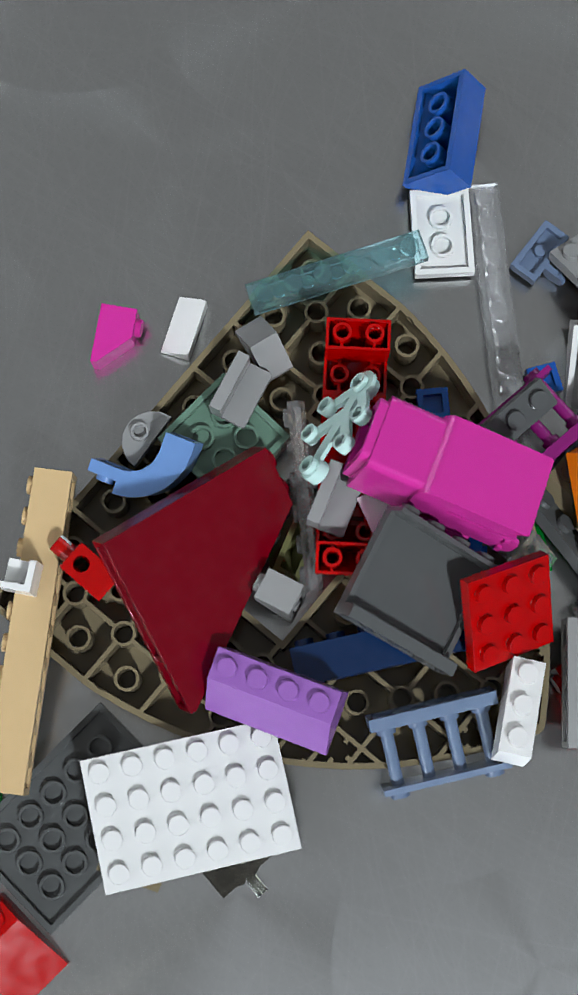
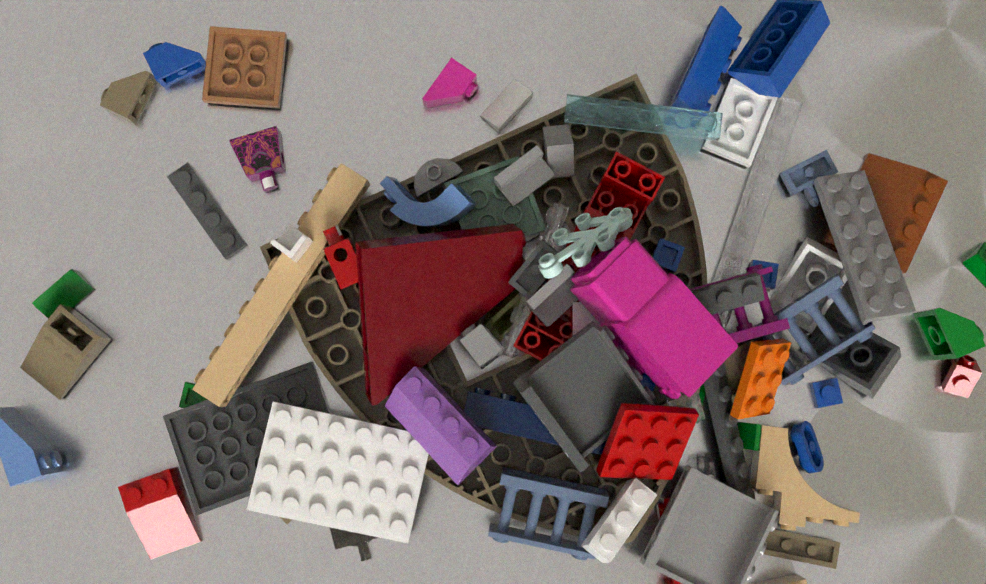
camera: 20 degrees right, 5 degrees up
(297, 493) = (529, 277): none -> dark grey plate
(378, 184) = (709, 62): none -> blue slope

